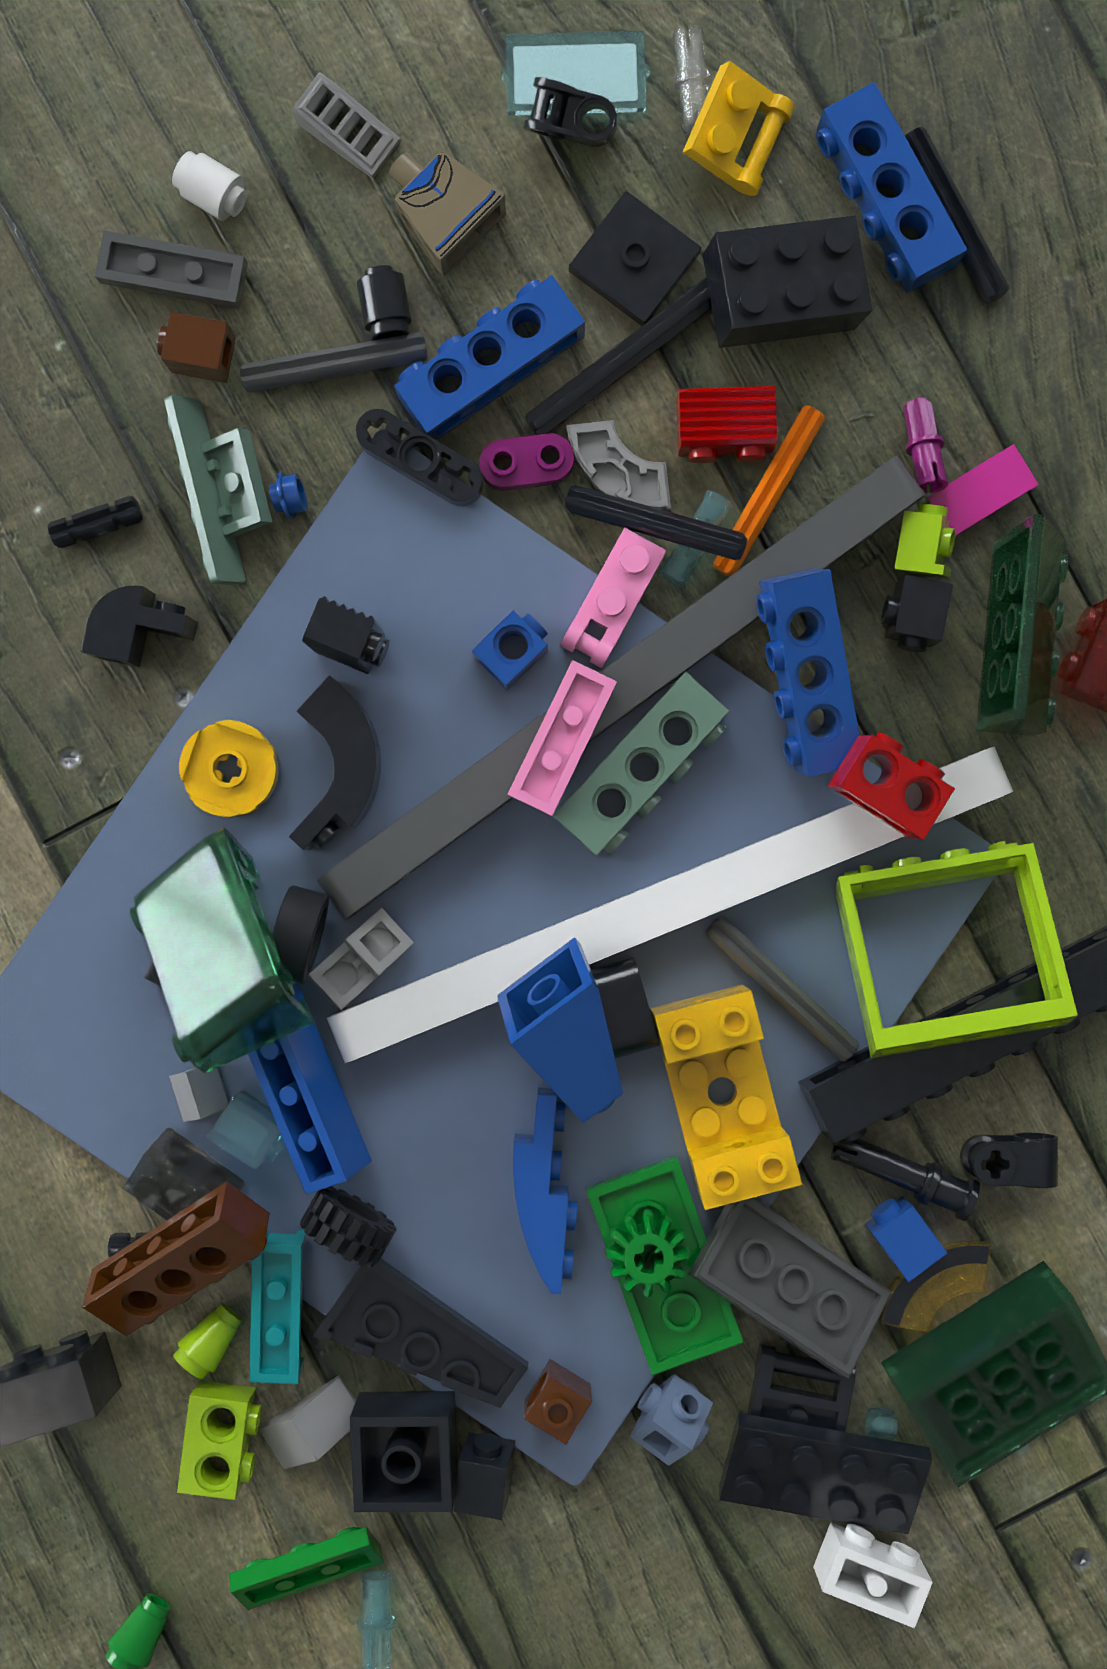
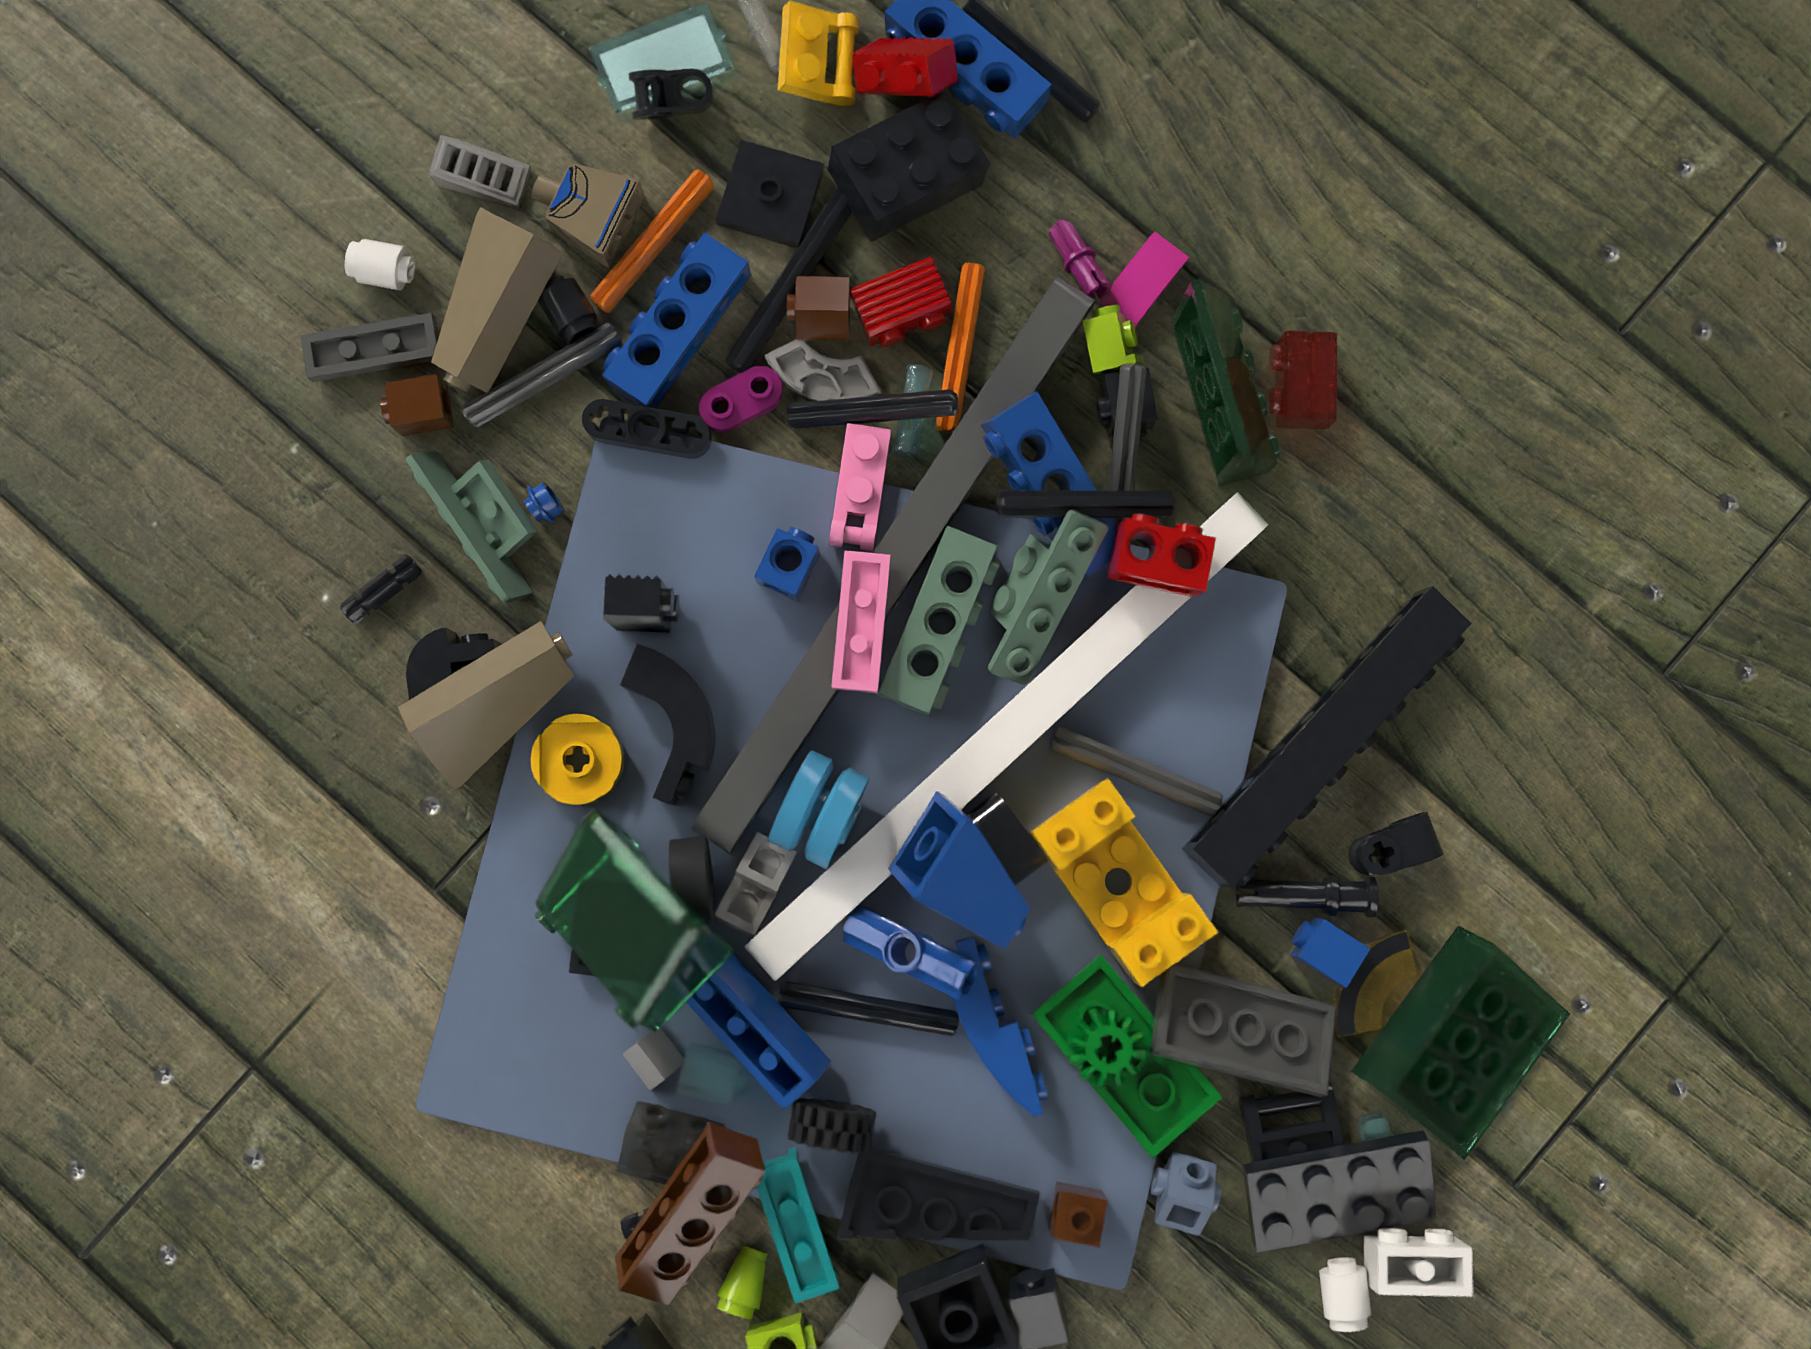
camera: 25 degrees left, 5 degrees down
(158, 678) = (487, 702): none -> dark tan slope
(309, 265) = (491, 300): none -> dark tan slope
(427, 1123) = (868, 1009): none -> black axle
(450, 911) = (819, 809): none -> dark azure wheel
(496, 263) = (652, 241): none -> orange axle
(508, 1106) = (932, 963): none -> blue piece
(641, 397) = (820, 308): none -> reddish brown brick
(755, 775) = (1040, 592): none -> sand green bracket
(790, 1574) = (1345, 1295): none -> white brick
(823, 175) = (905, 66): none -> red brick
(833, 703) = (1089, 503): none -> black axle
(901, 652) = (1127, 428): none -> dark grey axle
(956, 867) = (1242, 610): lime window -> none

